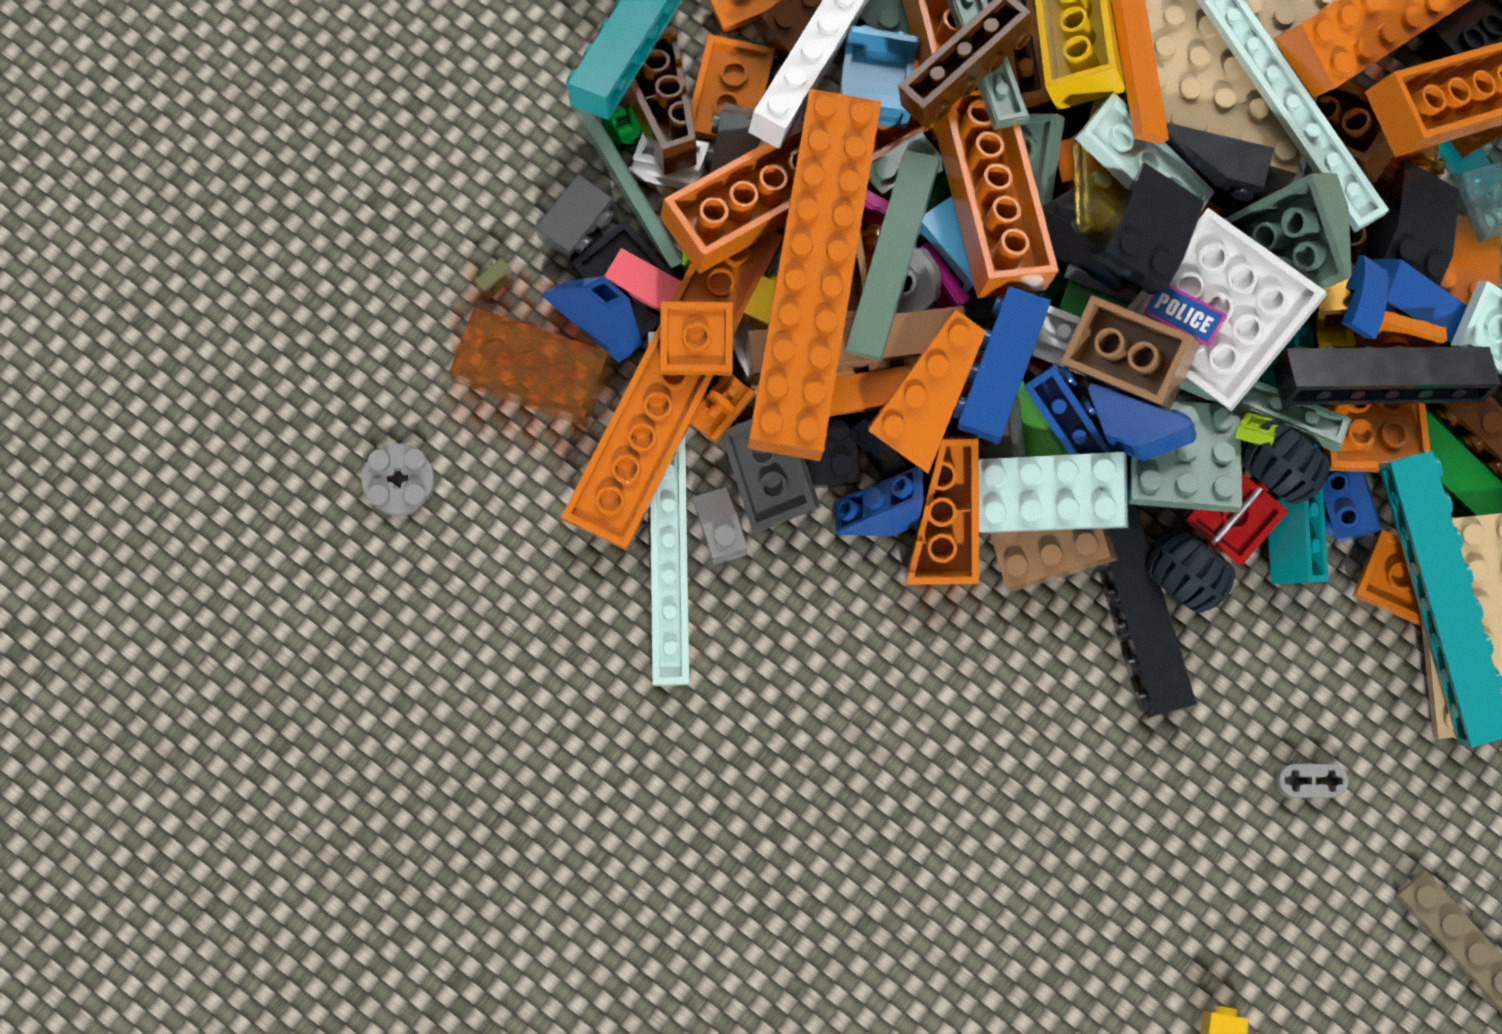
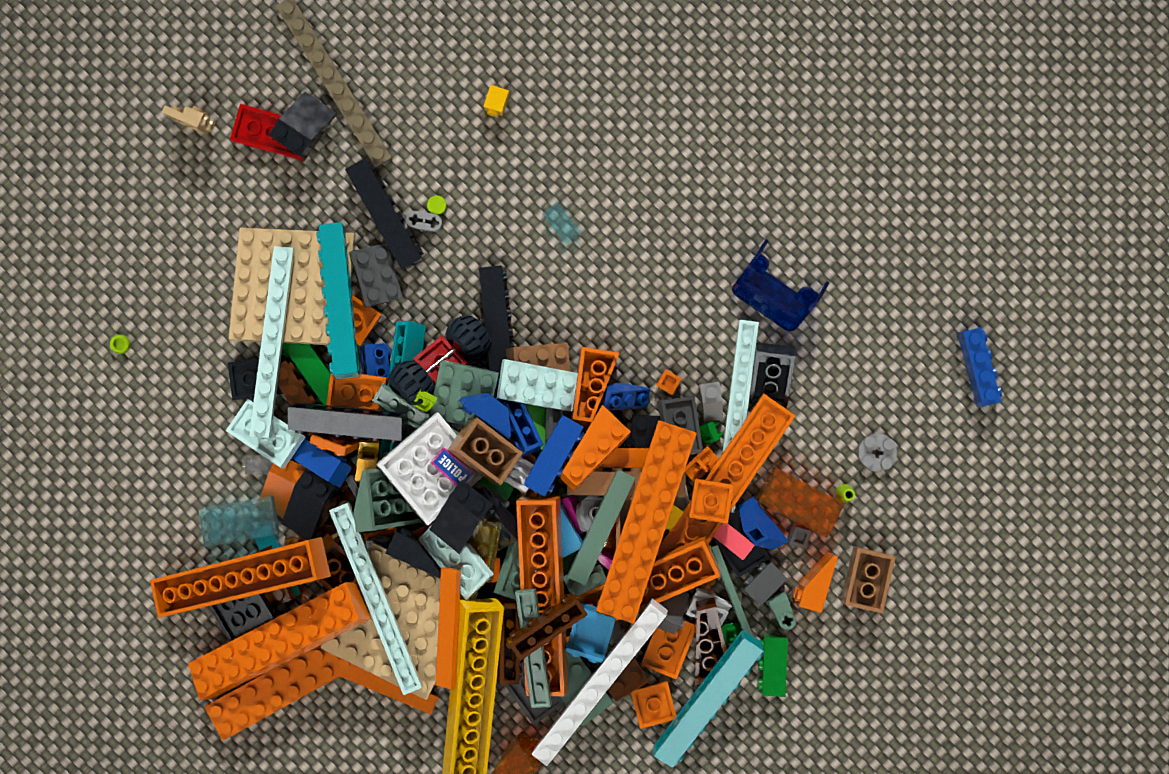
camera: 165 degrees left, 10 degrees up
(223, 662) = (979, 367): none -> blue brick
(389, 248) = (868, 579): none -> medium nougat brick
(450, 402) = (841, 491): none -> lime cone
(485, 223) = (815, 584): none -> orange slope
(493, 278) = (813, 556): olive plate -> none
(525, 306) = (799, 536): none -> dark grey plate
(538, 179) = (781, 607): none -> sand green piece
(540, 81) = (773, 666): none -> green brick
(613, 593) = (772, 372): none -> black slope
(630, 738) = (772, 296): none -> clear blue windscreen
(715, 467) = (709, 433): none -> green tile
(803, 549) = (668, 382): none -> orange plate
(1053, 818) = (561, 223): none -> clear light blue tile
(1294, 816) = (437, 205): none -> lime tile
(1369, 299) = (351, 459): blue slope -> none
(1381, 664) = (375, 275): none -> dark grey plate
(1390, 782) = (384, 215): none -> black brick

